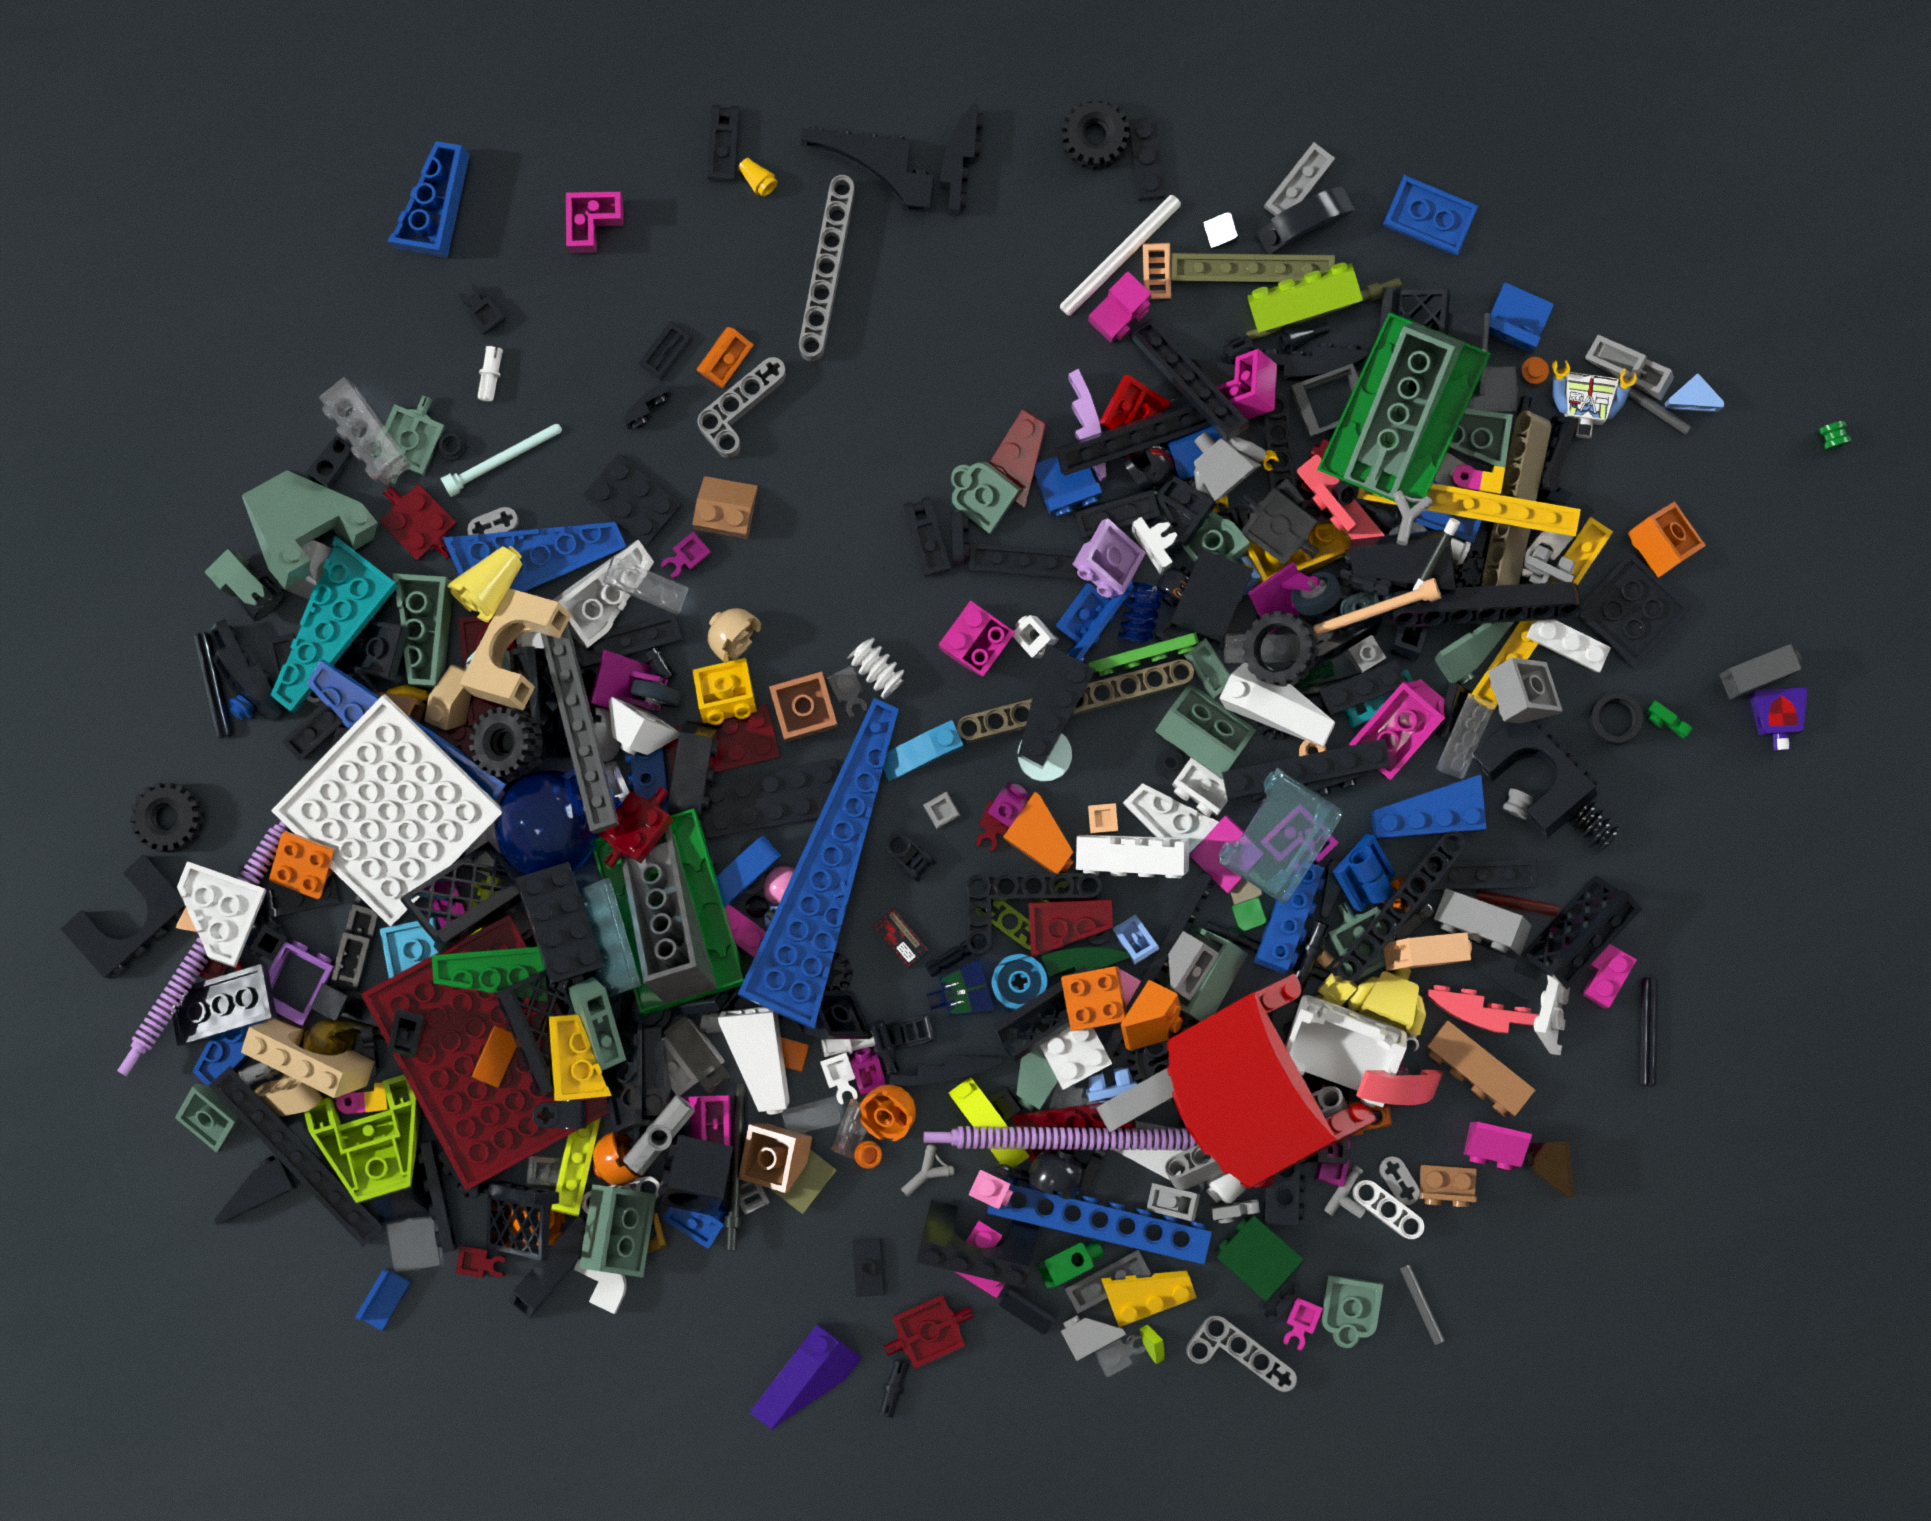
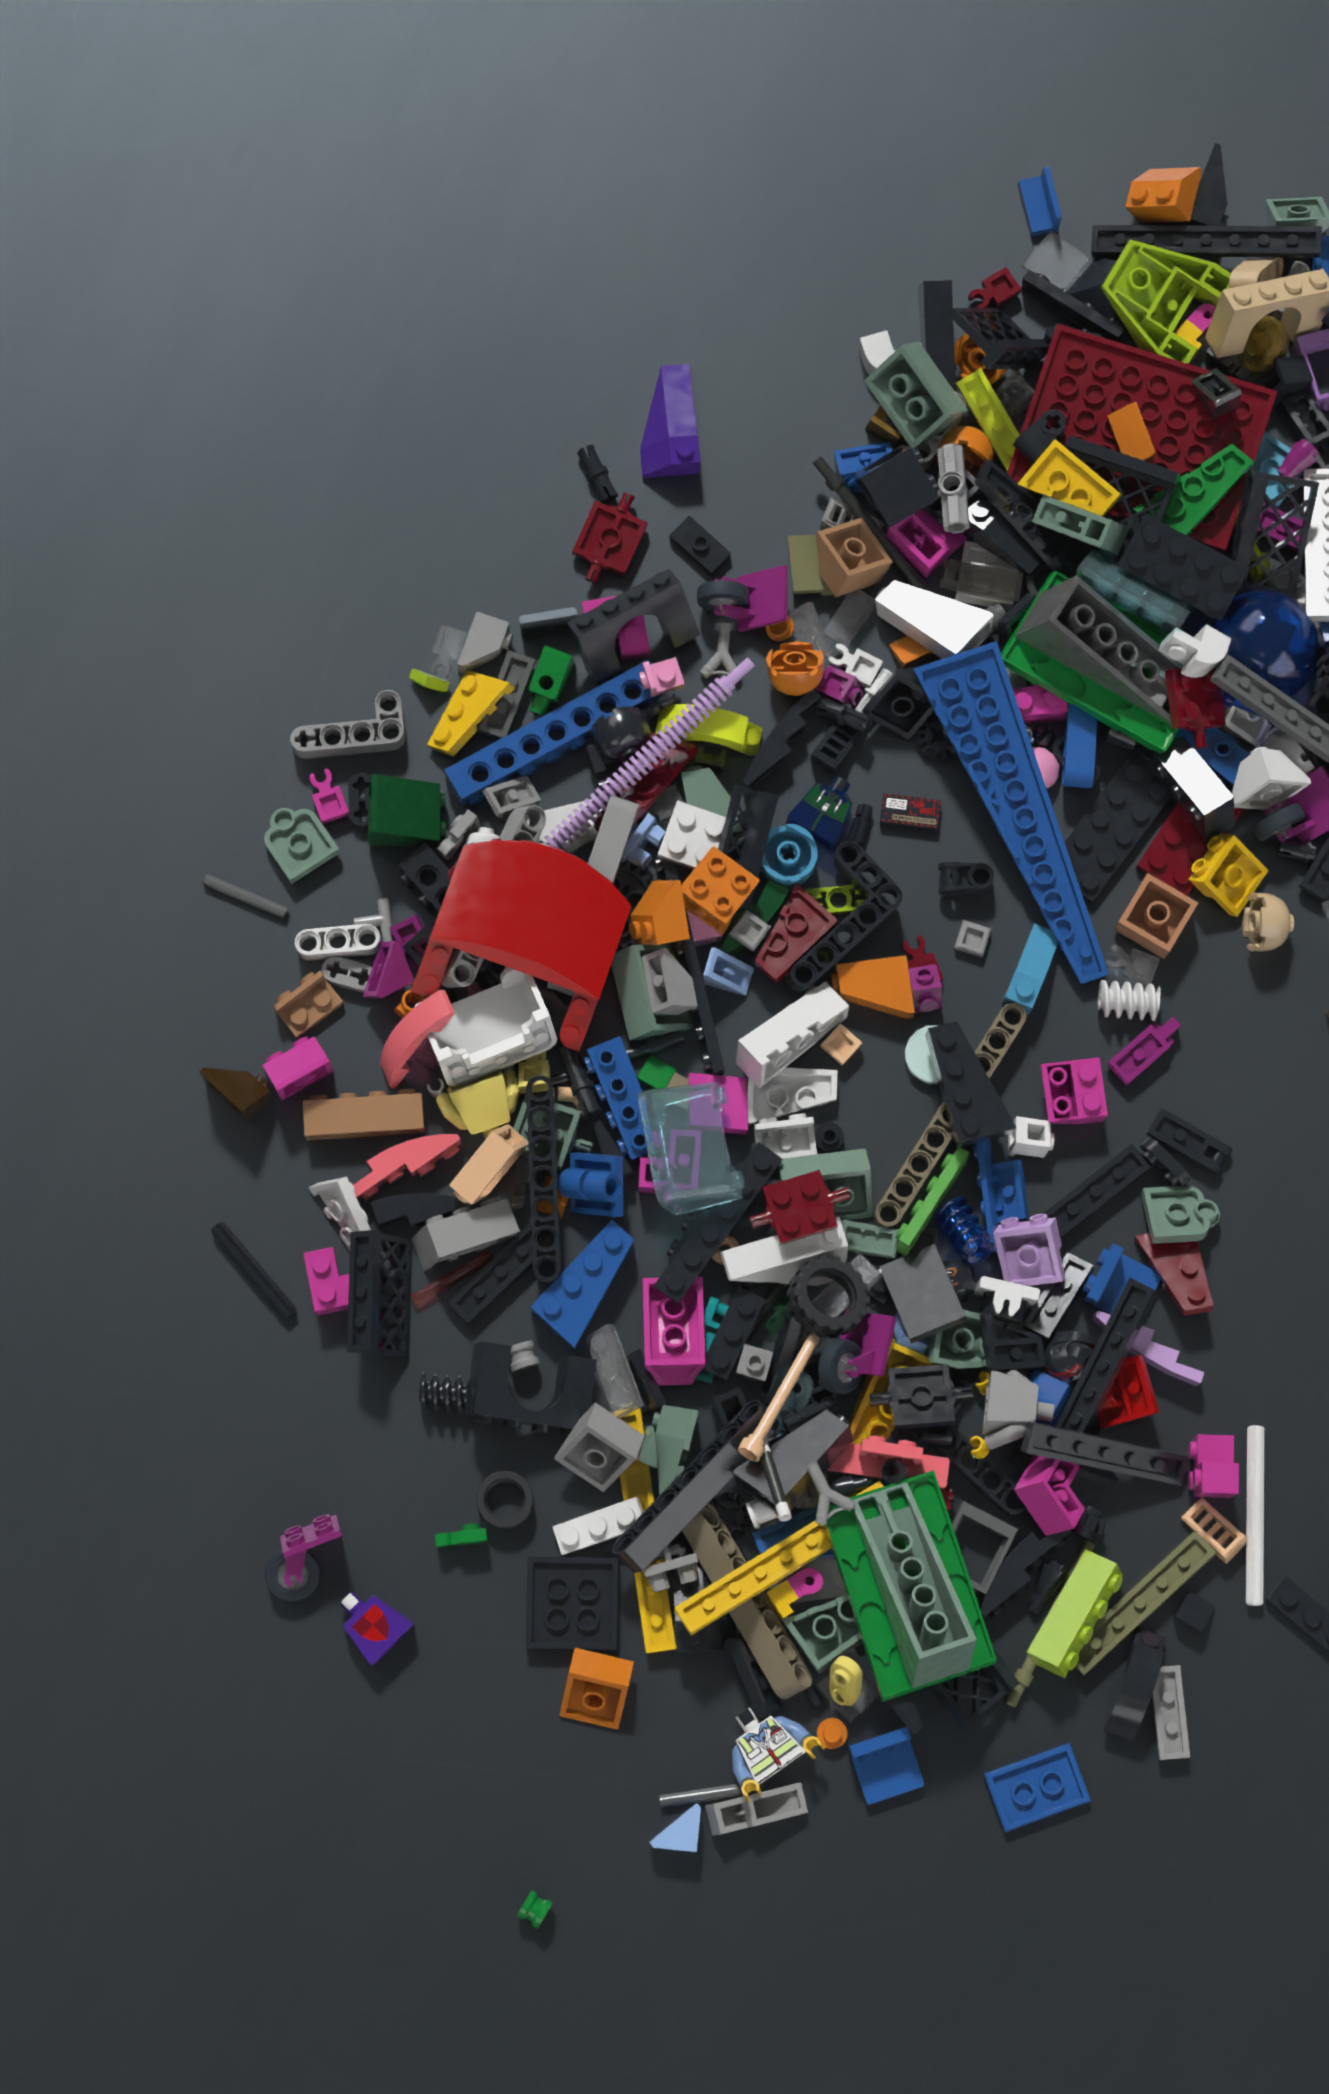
camera: 130 degrees right, 5 degrees down
(289, 1221) = (1164, 195): none -> orange slope
(390, 935) = (1298, 459): none -> magenta cone
(609, 851) = (1196, 653): none -> white brick
(864, 1189) = (751, 599): none -> magenta plate
(899, 625) = (1143, 1051): none -> magenta hinge
(1096, 951) = (750, 930): none -> light grey tile
(1243, 726) = (800, 1207): none -> dark red plate
(1374, 1153) = (388, 972): none -> magenta slope
(1495, 658) = (648, 1452): none -> sand green slope
(1499, 391) = (845, 1681): none -> light yellow plate
(1761, 671) = (420, 1644): dark grey window -> none
(1800, 800) = (293, 1570): none -> plate

